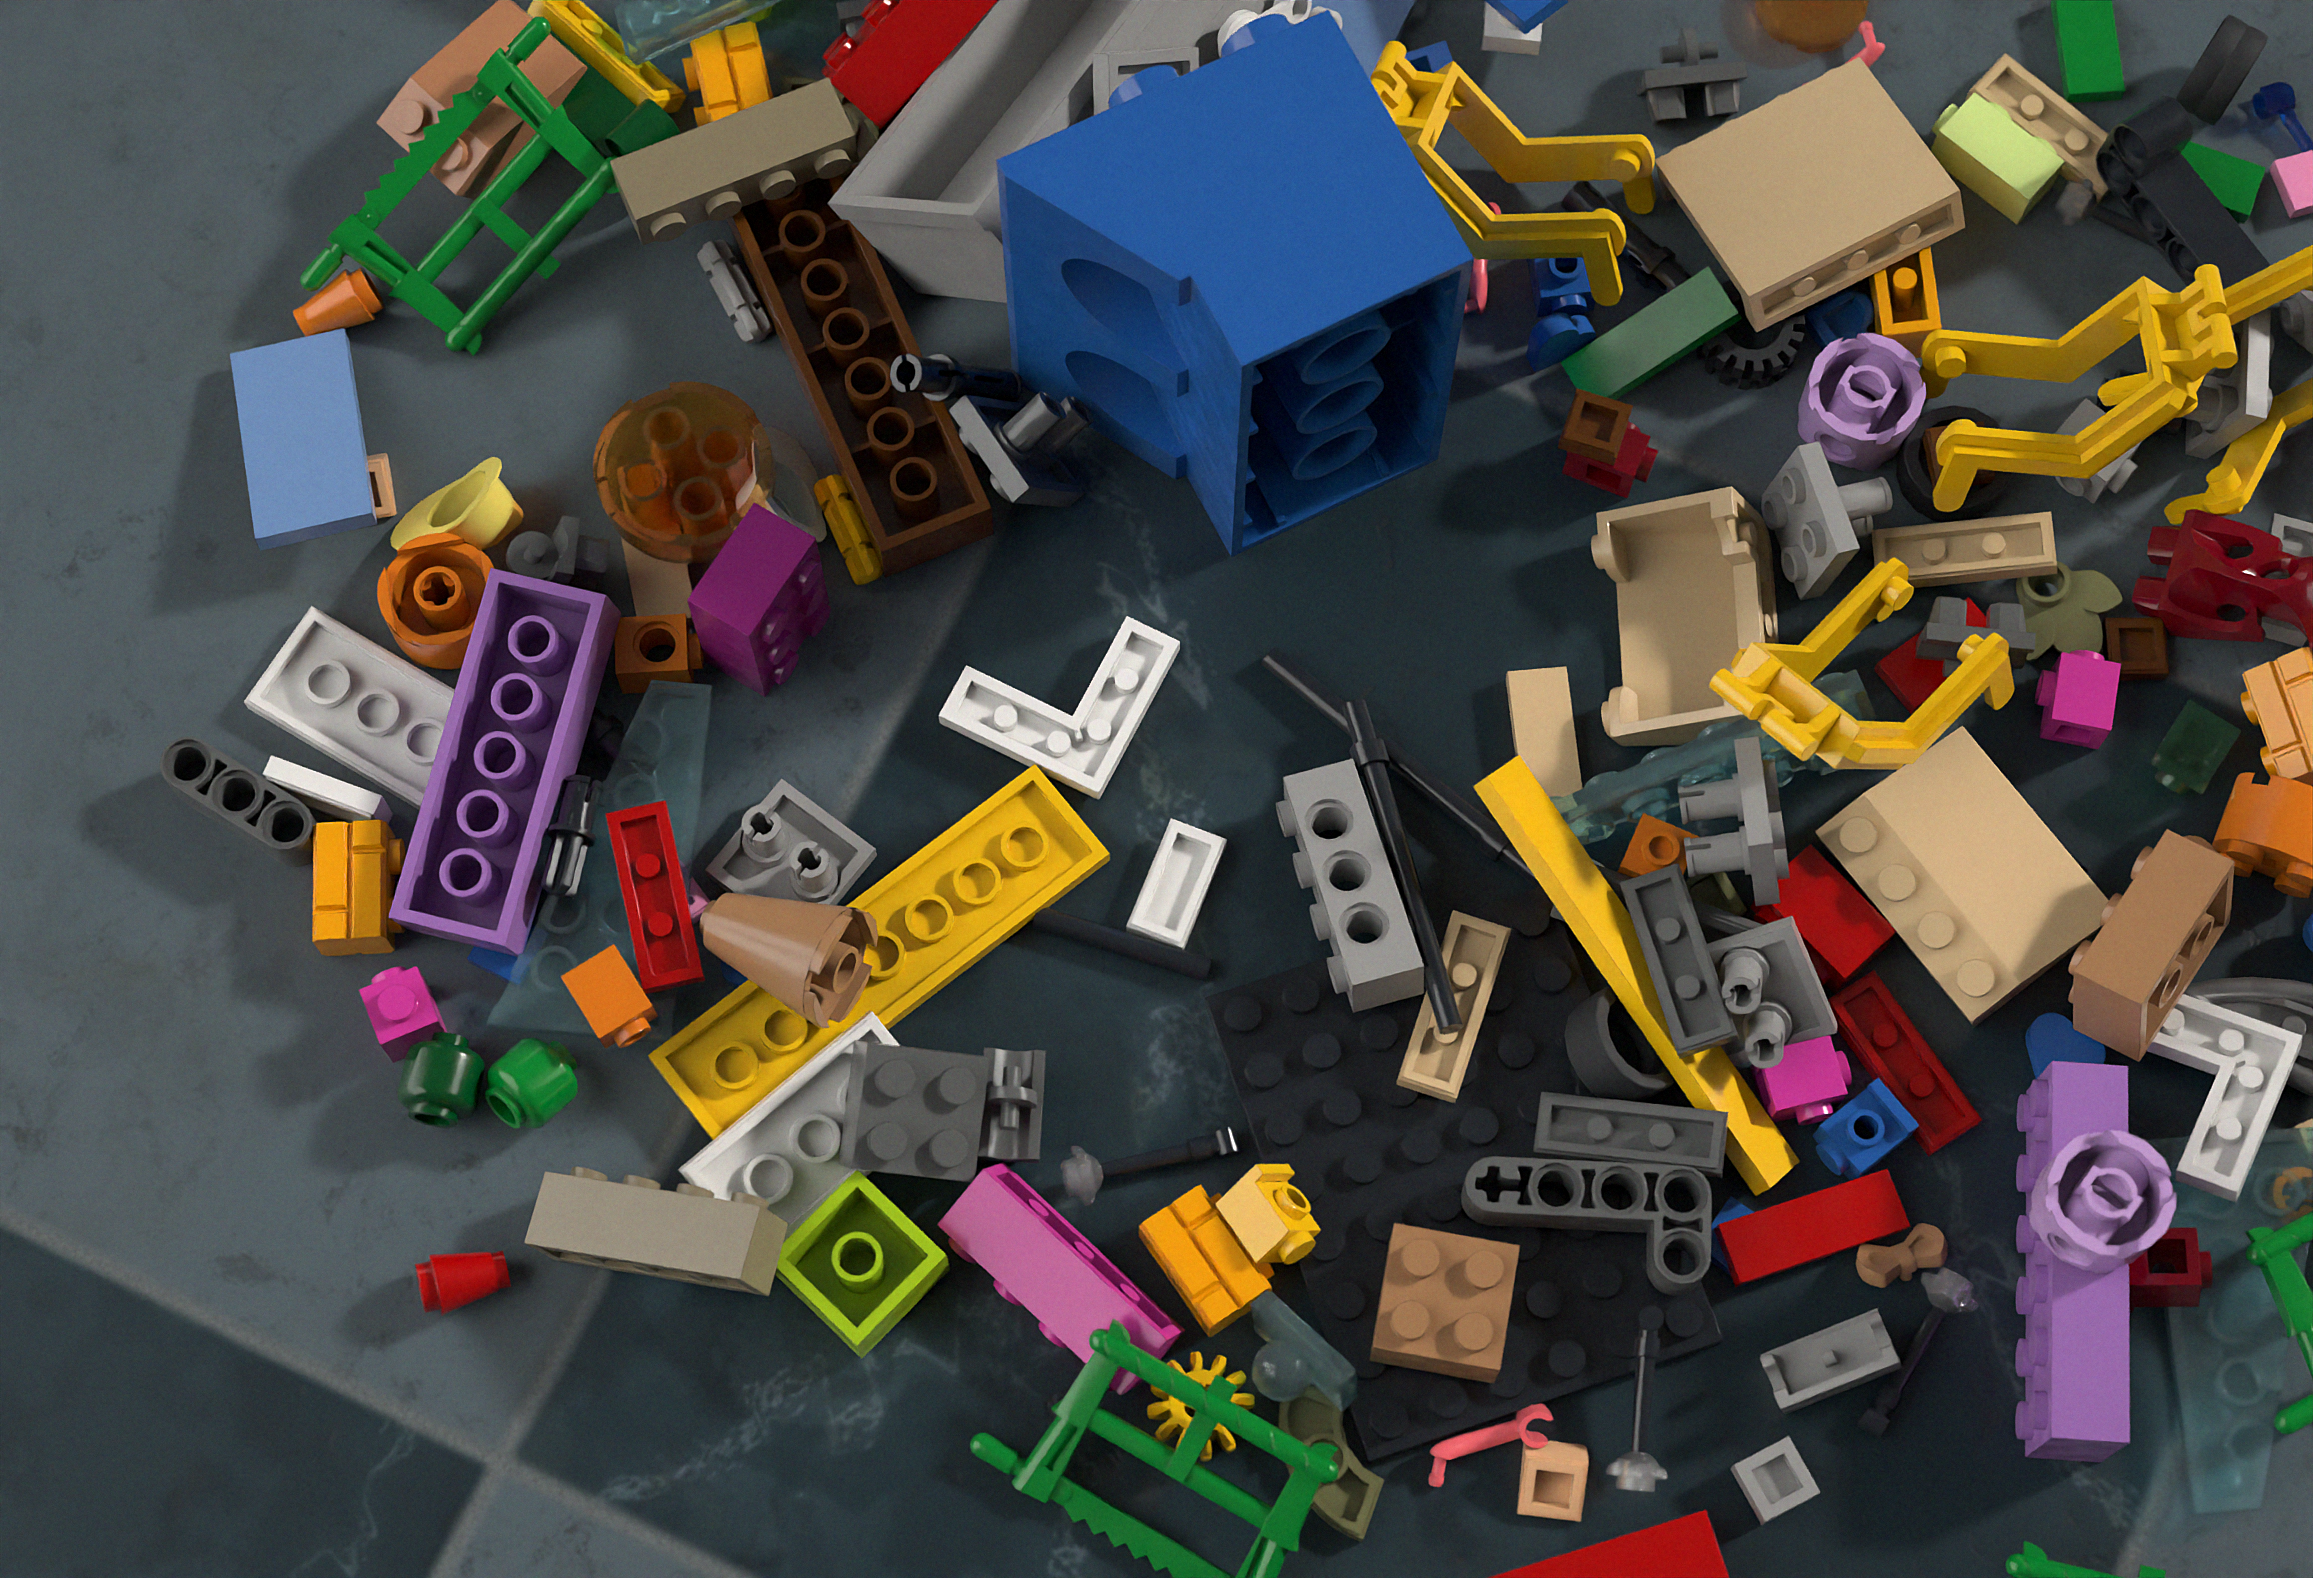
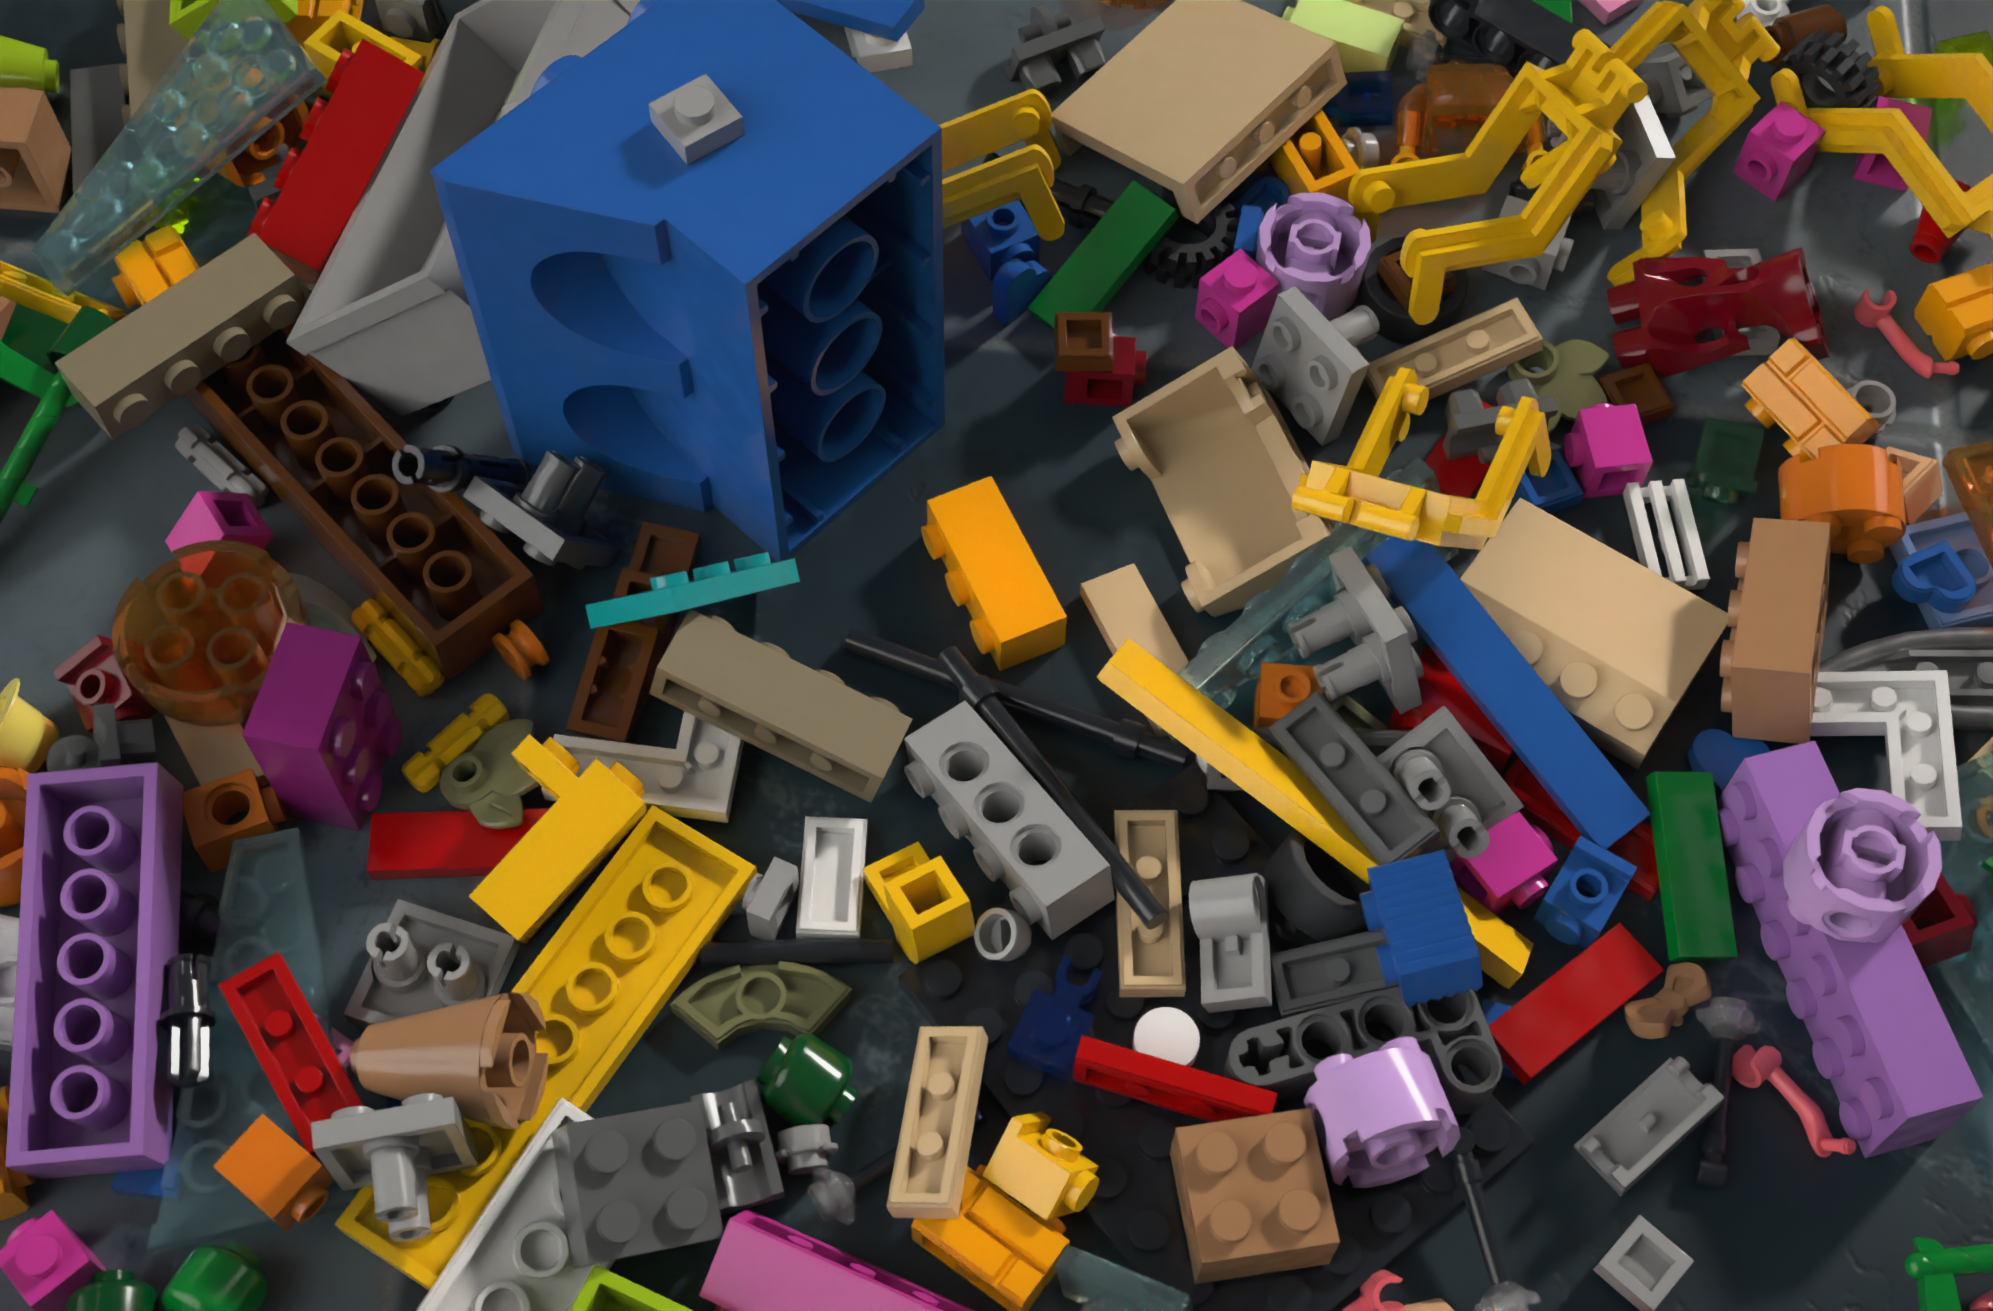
camera: 20 degrees left, 10 degrees down
(571, 488) = (97, 679): none -> dark red brick
(718, 1018) = (395, 1155): none -> light grey plate
(719, 359) = (220, 518): none -> dark pink brick
(856, 742) = (439, 844): none -> red tile
(875, 641) = (454, 740): none -> yellow axle
(912, 687) = (497, 778): none -> olive plate
(944, 783) = (565, 843): none -> yellow brick
(960, 569) = (520, 649): none -> orange bush
(1071, 586) = (628, 653): none -> reddish brown slope
(1071, 1125) = (805, 1148): none -> light grey plate
(1076, 975) = (761, 998): none -> olive tile
(1091, 1067) = (806, 1081): none -> dark green head
(1113, 888) = (771, 899): none -> light grey plate
(1139, 573) = (711, 584): none -> teal wing
(1181, 707) = (780, 704): none -> dark tan brick
(1193, 1143) = (938, 1123): none -> tan tile
(1246, 935) = (920, 901): none -> yellow brick
(1250, 184) = (696, 119): none -> light grey plate
(1308, 994) = (1002, 934): none -> light grey hinge
(1327, 1093) = (1054, 1025): none -> clear blue plate
(1408, 1180) = (1168, 1083): none -> red tile
(1421, 1140) = (1167, 1035): none -> white tile
(1426, 635) = (994, 574): none -> light orange brick
(1516, 1069) = (1234, 941): none -> light grey plate
(1582, 1271) = (1380, 1114): none -> lavender brick
(1683, 1119) = (1423, 927): none -> blue brick
(1768, 422) = (1236, 299): none -> dark pink brick
(1801, 363) = (1248, 230): none -> blue tile
(1863, 923) = (1508, 691): none -> blue tile
(1957, 1341) = (1754, 1068): none -> coral piece
(1958, 294) = (1361, 147): none -> light grey plate
(1976, 1138) = (1691, 866): none -> green tile
(1991, 233) = (1363, 100): none -> plate
(2009, 724) = (1555, 490): none -> blue tile
(2074, 277) = (1451, 110): none -> clear orange torso
(2111, 759) = (1686, 528): none -> white tile

